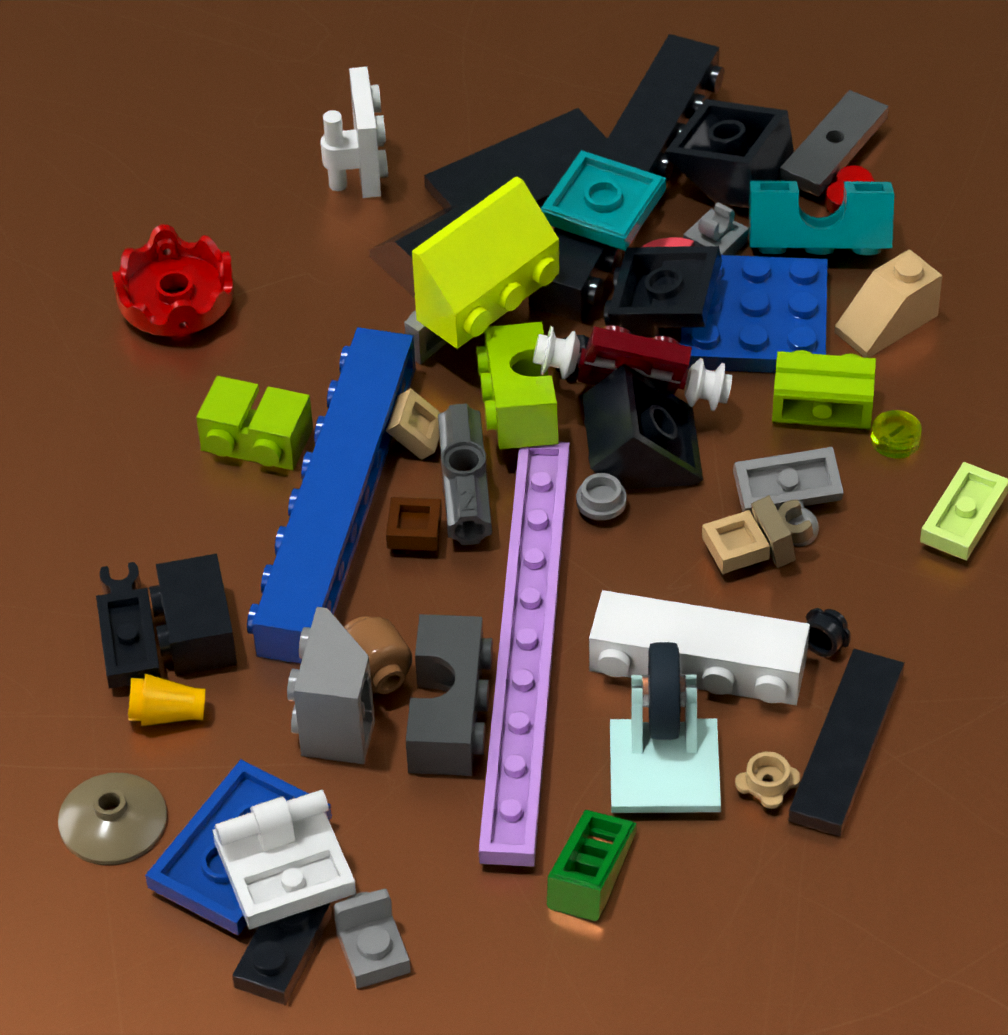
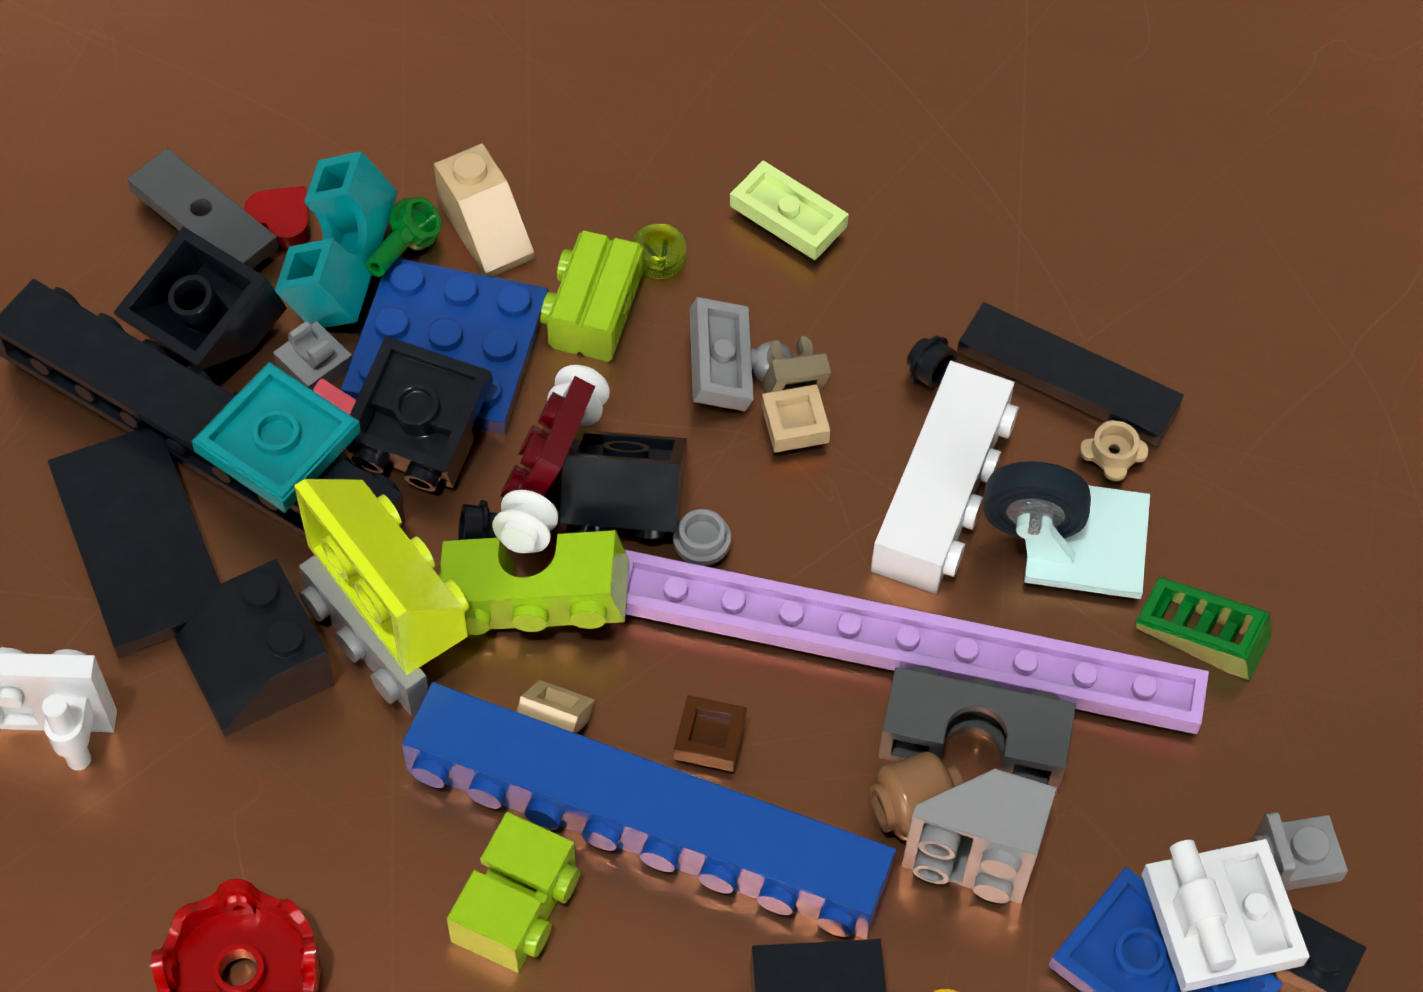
camera: 85 degrees left, 10 degrees up
(464, 474) = (611, 664): dark grey piece -> none
(856, 264) = (414, 226): none -> green plate

